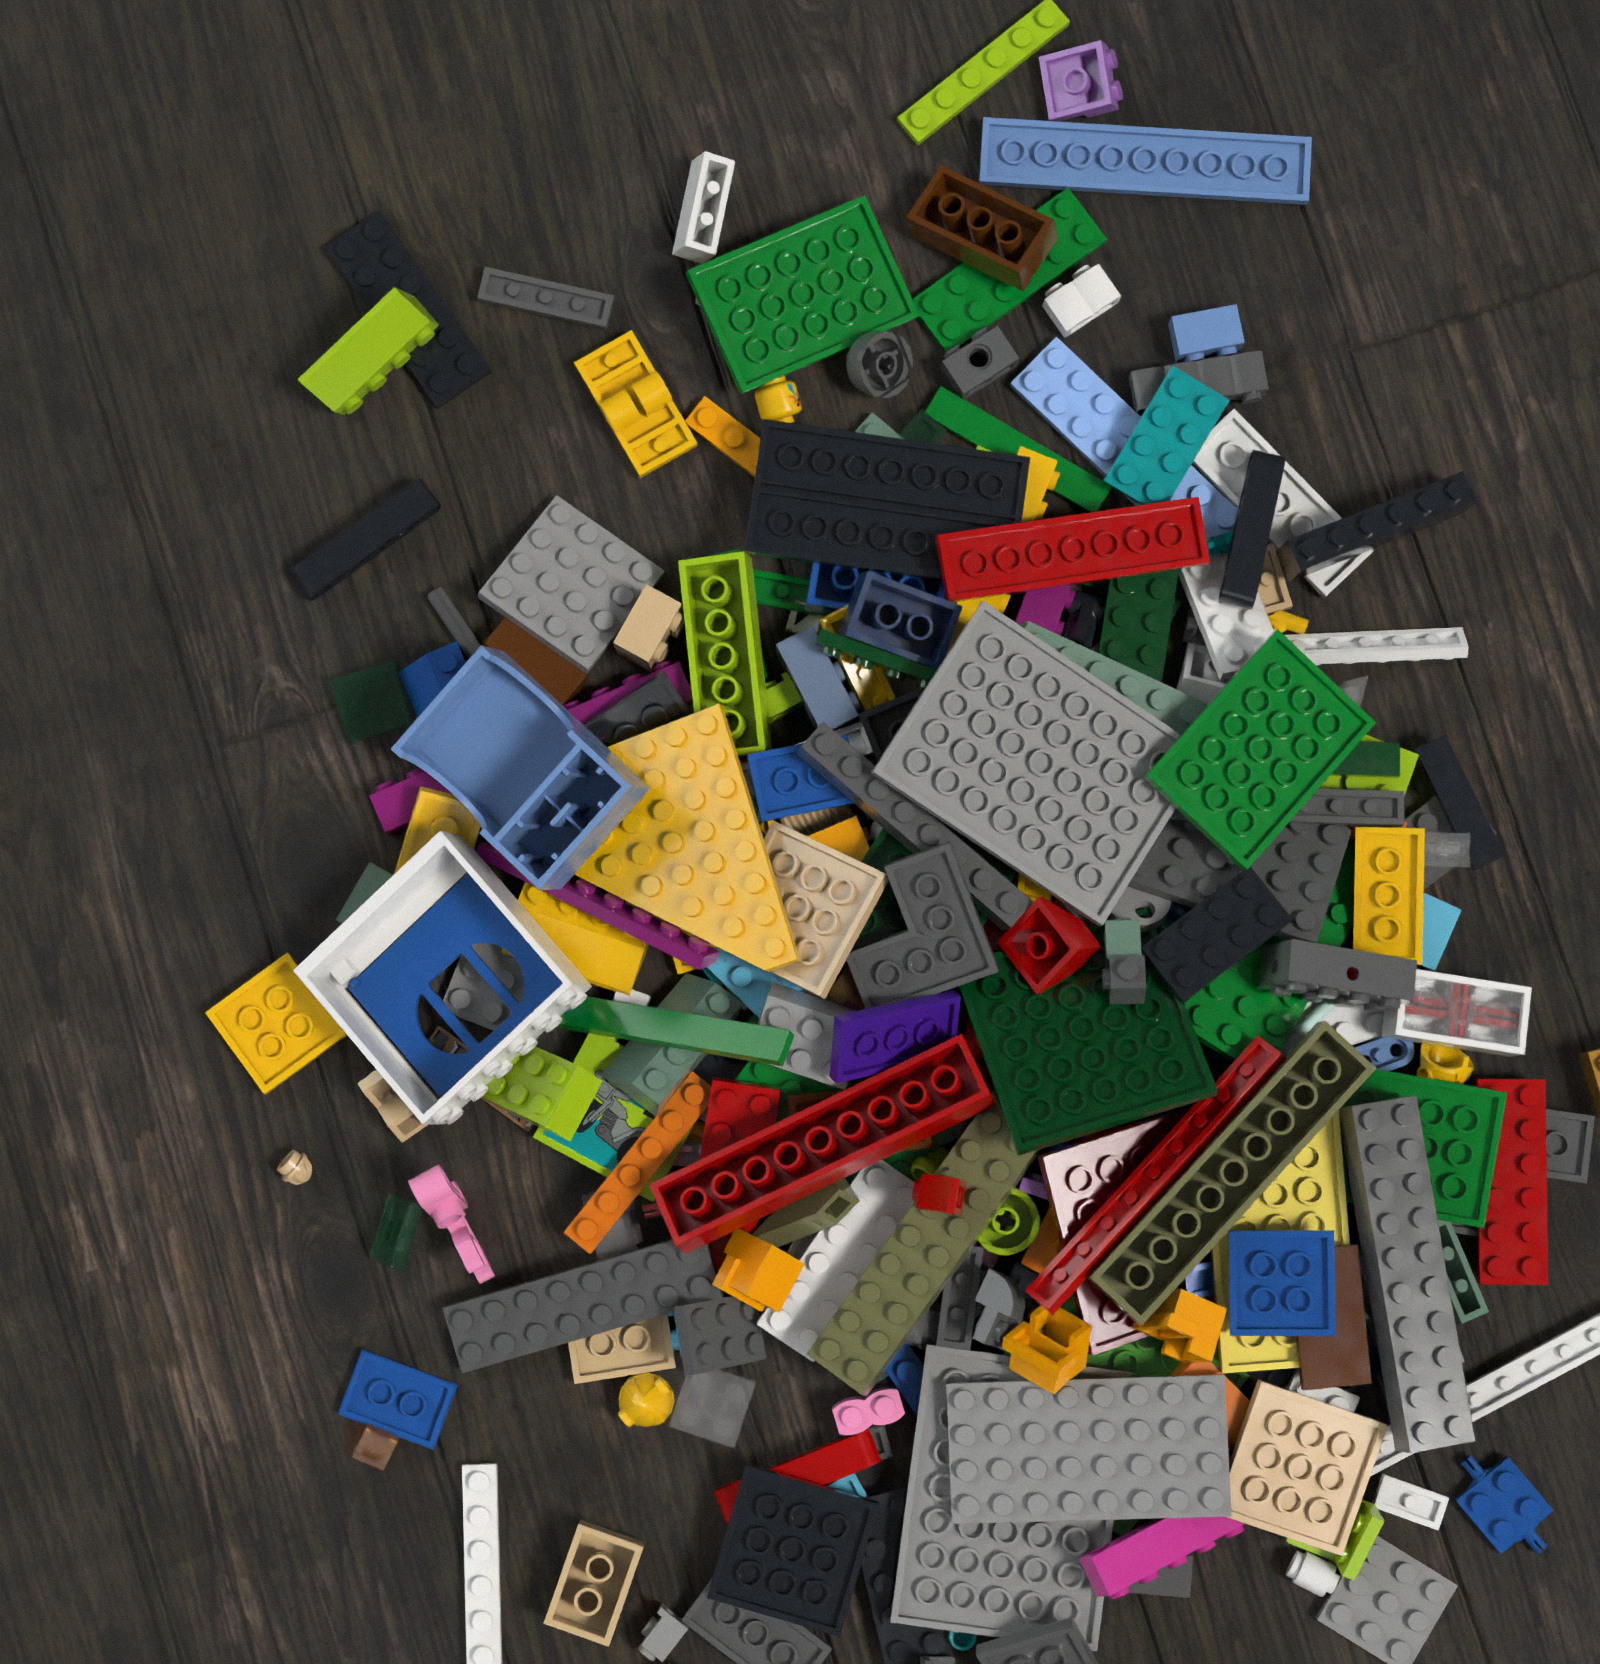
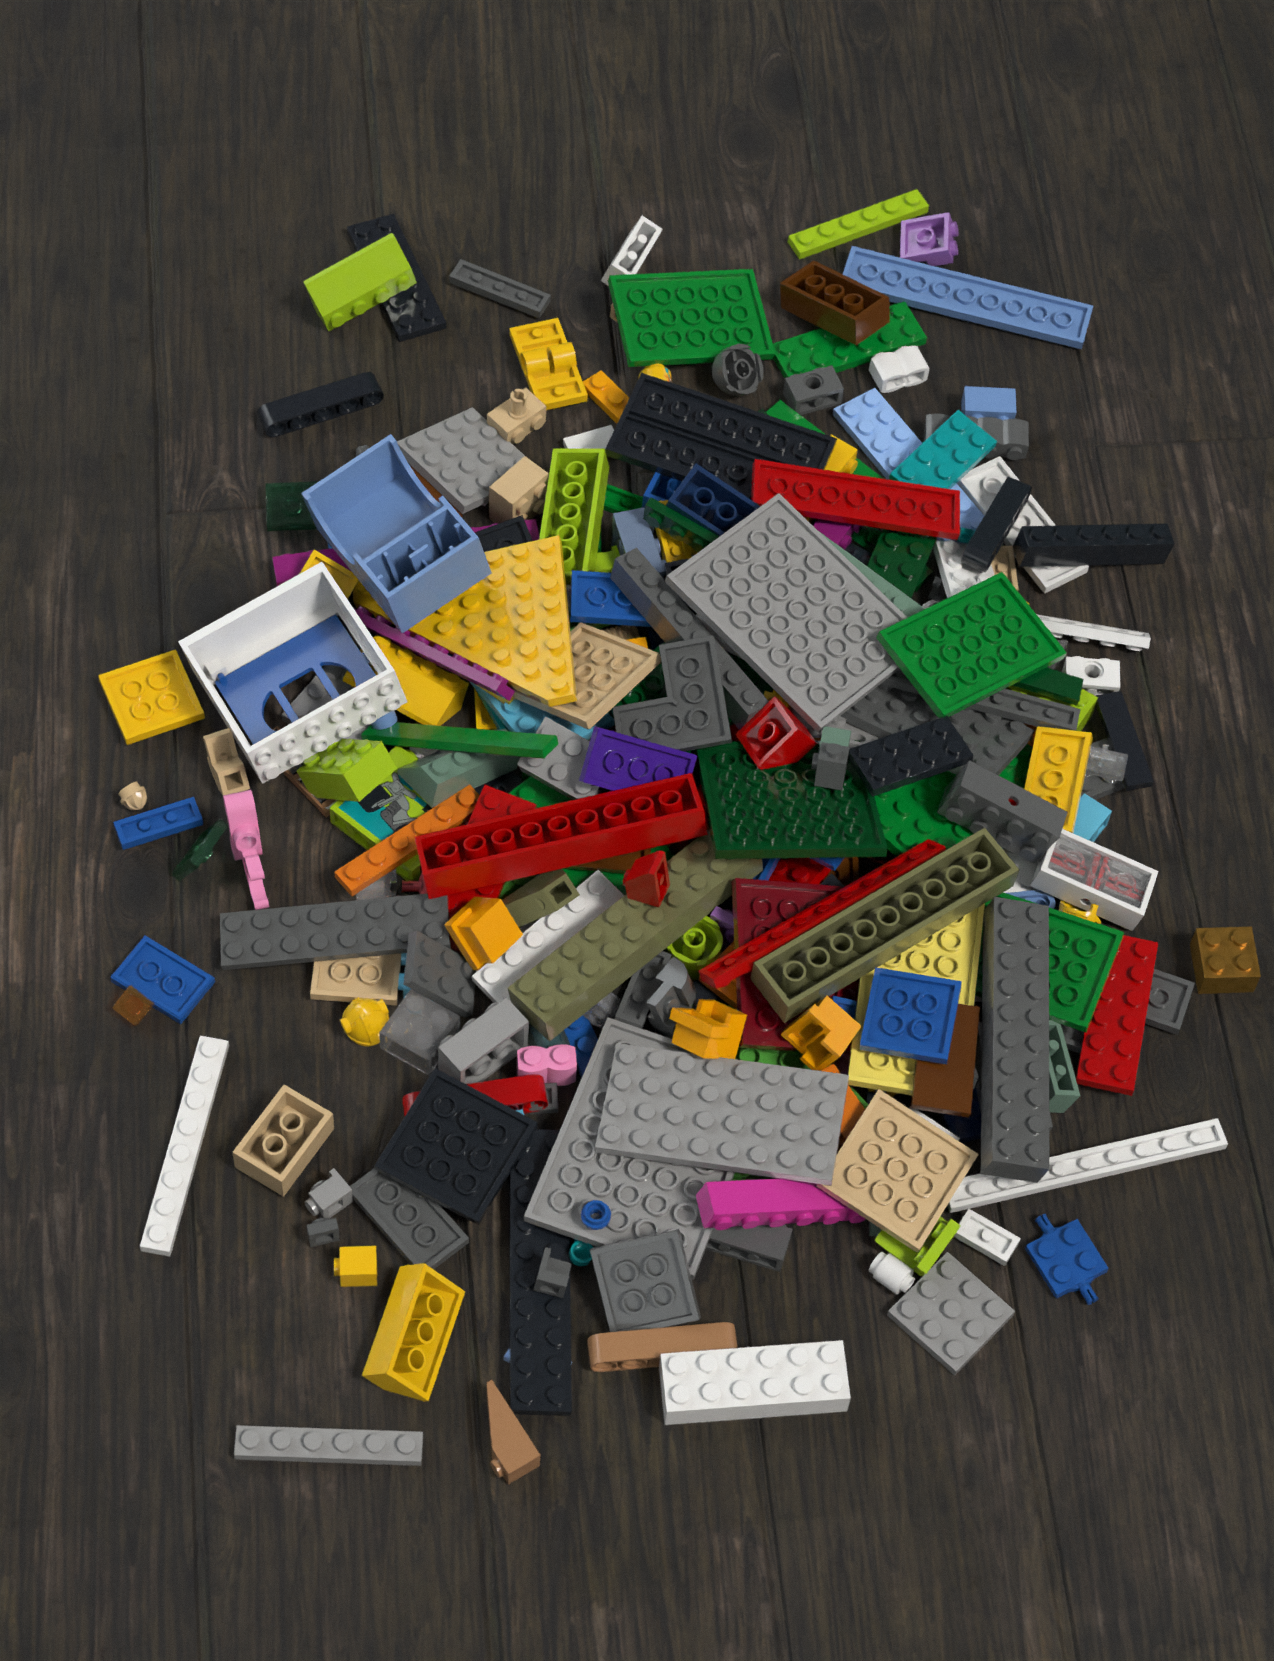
camera: 10 degrees right, 25 degrees down
(334, 1196) = (158, 823): none -> blue plate
(617, 499) = (518, 416): none -> tan brick
(718, 511) = (589, 440): none -> white tile
(790, 1411) = (484, 1043): none -> light grey brick
(976, 1618) = (596, 1207): none -> blue plate
(1423, 710) = (1104, 673): none -> white brick

